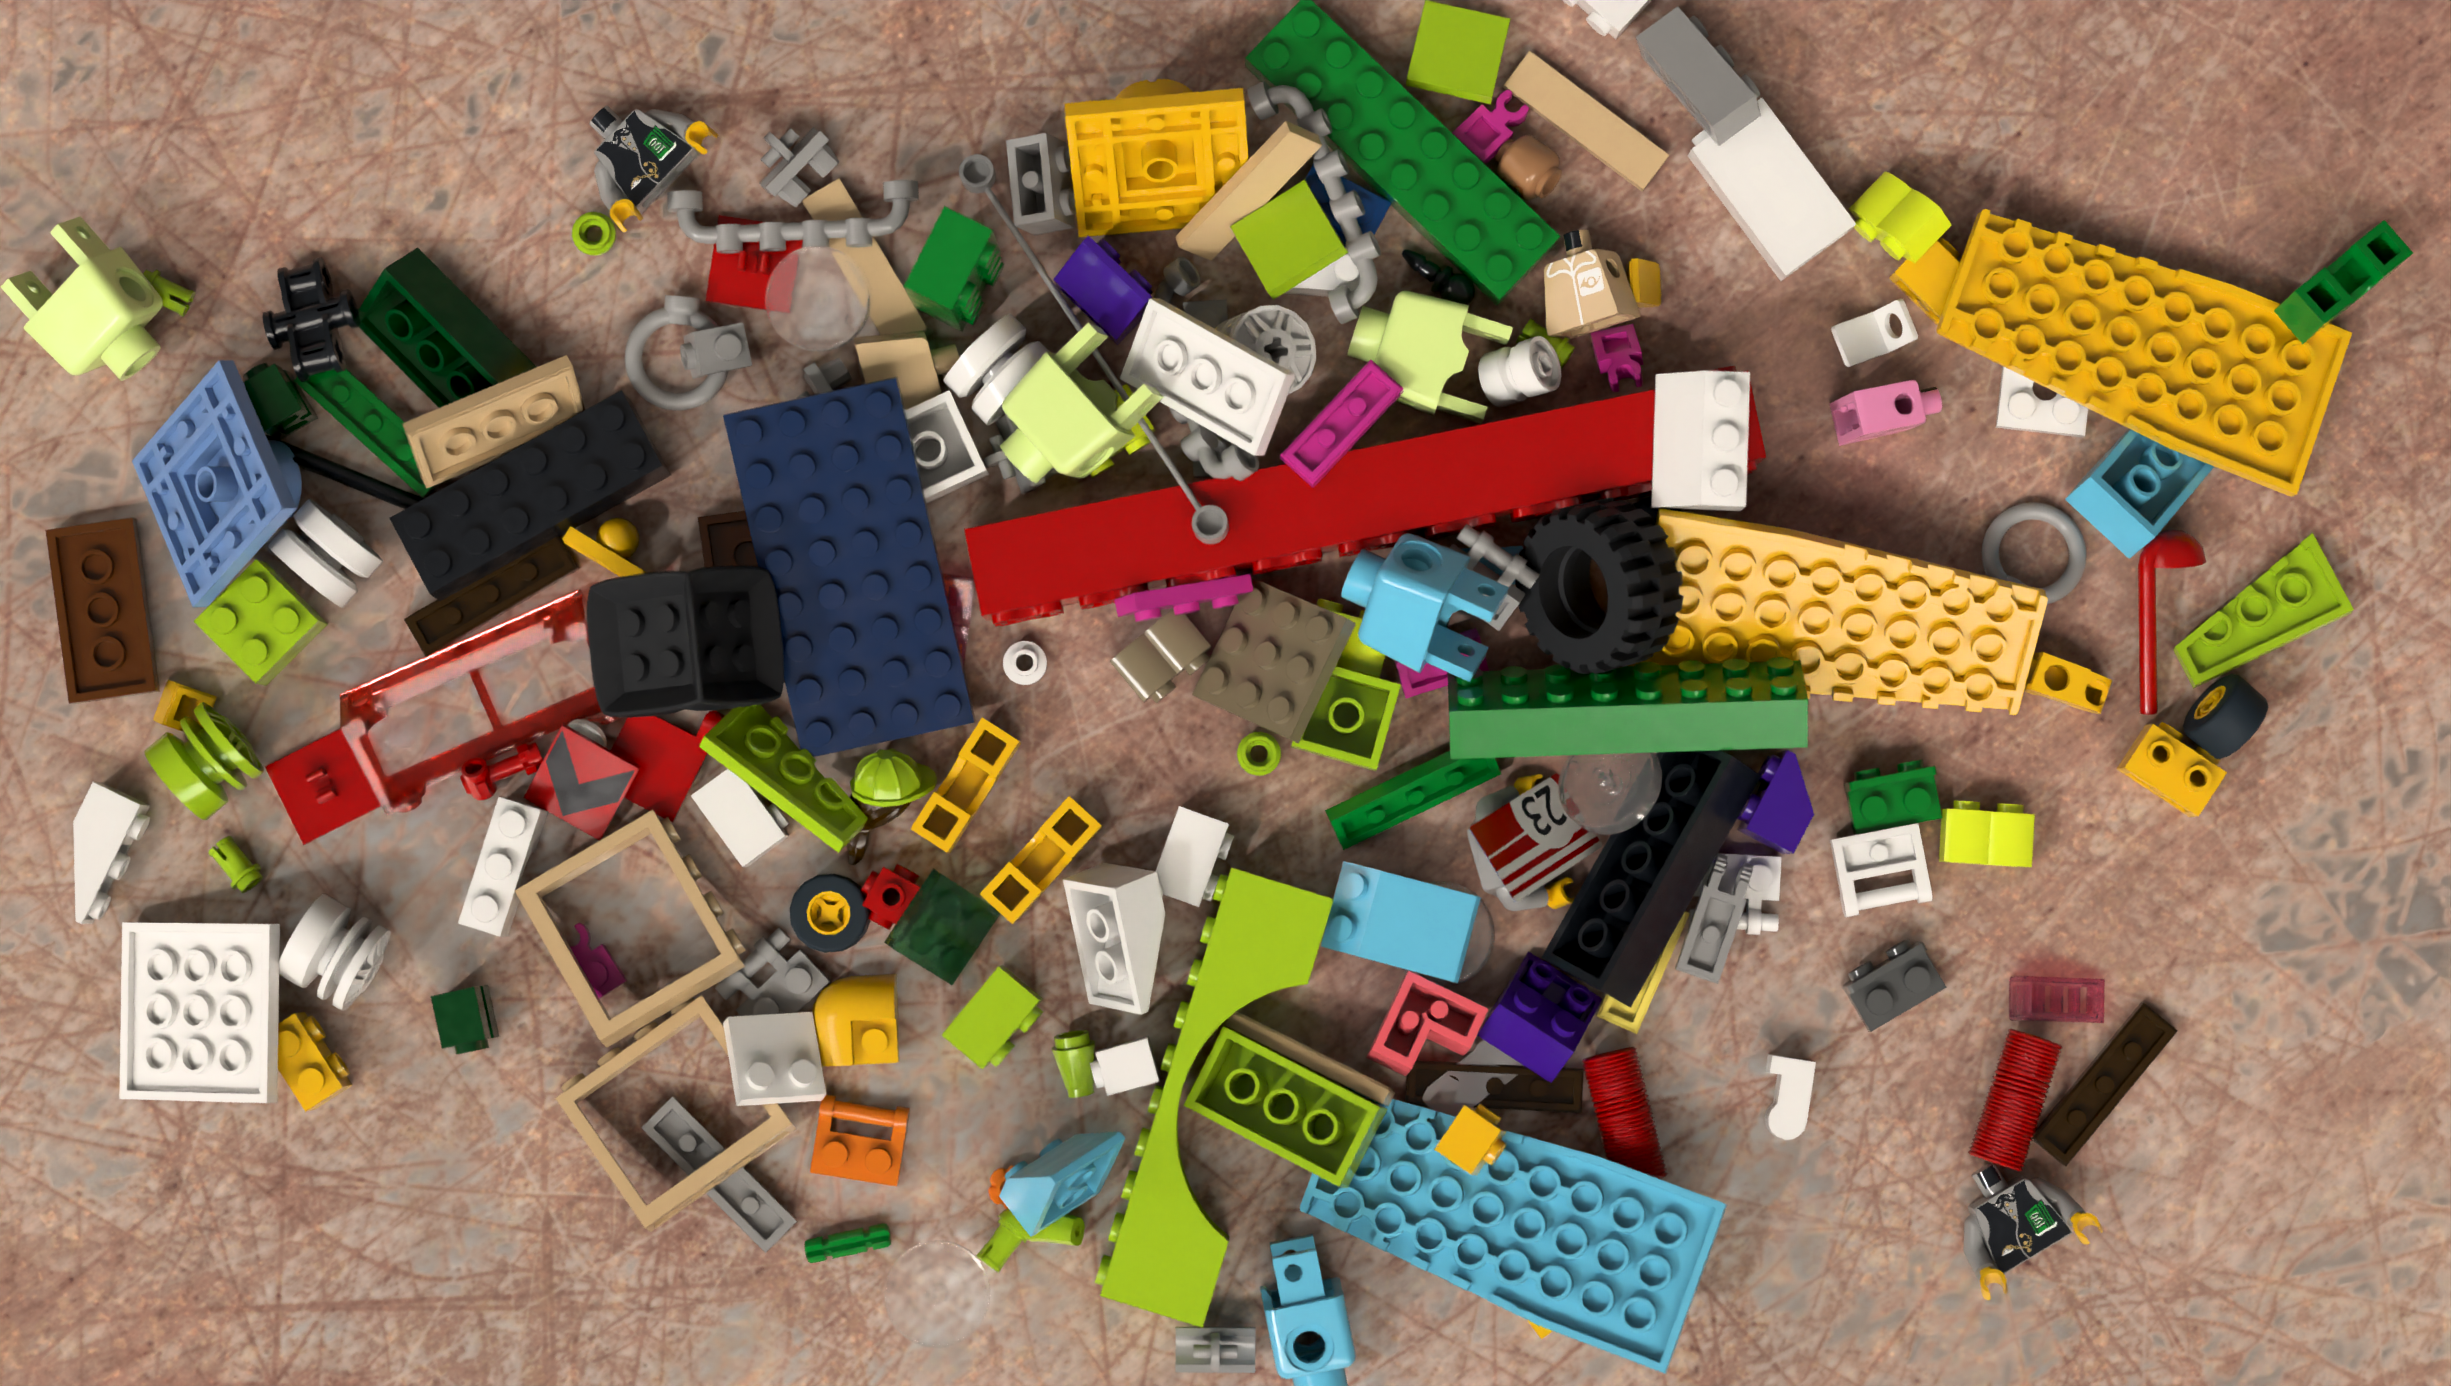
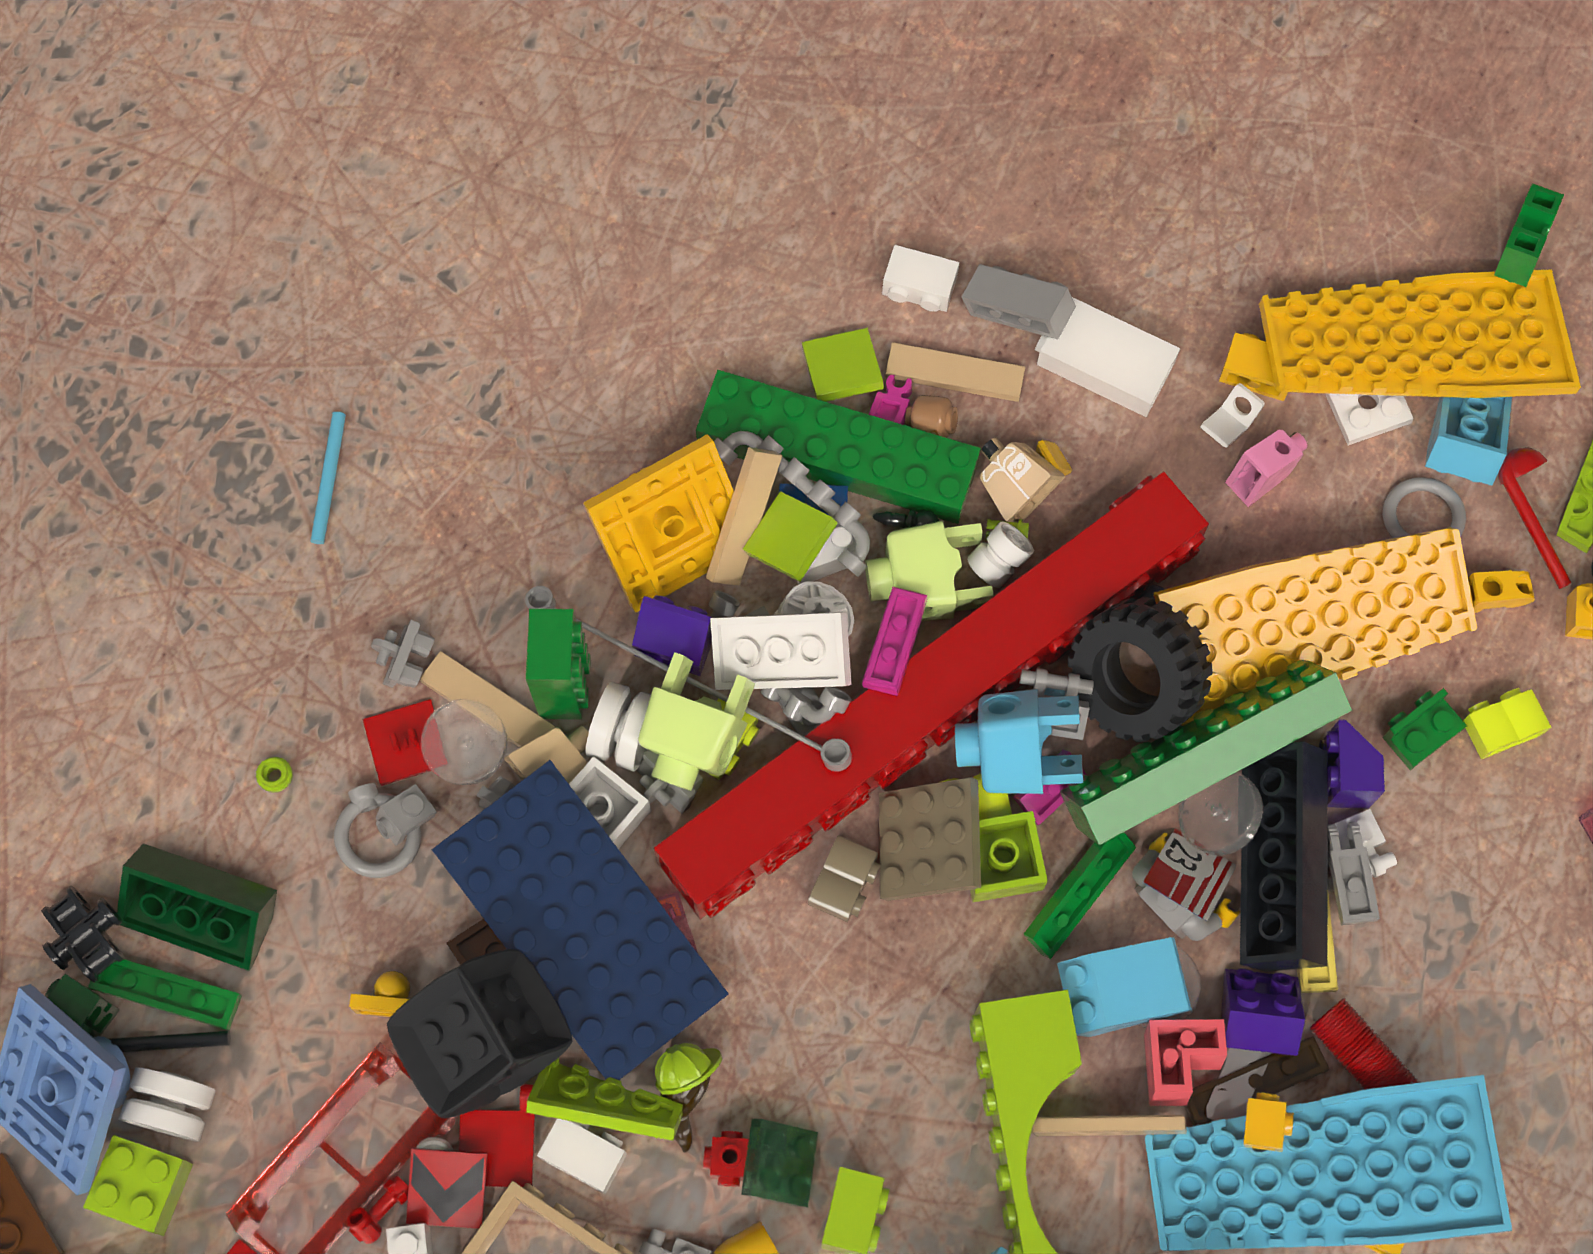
camera: 30 degrees left, 15 degrees down
(490, 597) = (311, 1079): dark brown tile -> none
(493, 421) = (258, 940): tan tile -> none
(530, 496) = (309, 988): black brick -> none
(642, 157) = (287, 699): torso -> none
(814, 233) = (410, 710): light grey bar -> none
(817, 908) = (680, 1186): black wheel -> none
(966, 785) = (745, 1045): yellow arch -> none
(1024, 677) = (744, 946): white plate -> none
(1041, 184) = (590, 584): light grey brick -> none
(1041, 860) = (830, 1074): yellow arch -> none
(1073, 1057) = (931, 1219): lime cone -> none
(1117, 933) = (916, 1102): white slope -> none
(1125, 1066) = (973, 1200): white brick -> none
(1184, 598) = (840, 824): dark pink plate -> none
(1191, 856) = (940, 1018): white brick -> none
(1259, 739) = (956, 908): lime plate -> none
(1285, 1107) = (1111, 1171): lime brick -> none
(1618, 354) = (1062, 511): dark pink plate -> none
(1700, 440) = (1159, 529): white slope -> none
(1792, 1096) = (1475, 979): white leg -> none
(1877, 855) = (1439, 772): white plate -> none
(1893, 985) = (1501, 862): dark grey bracket -> none
(1899, 218) = (1207, 331): neon yellow brick -> none

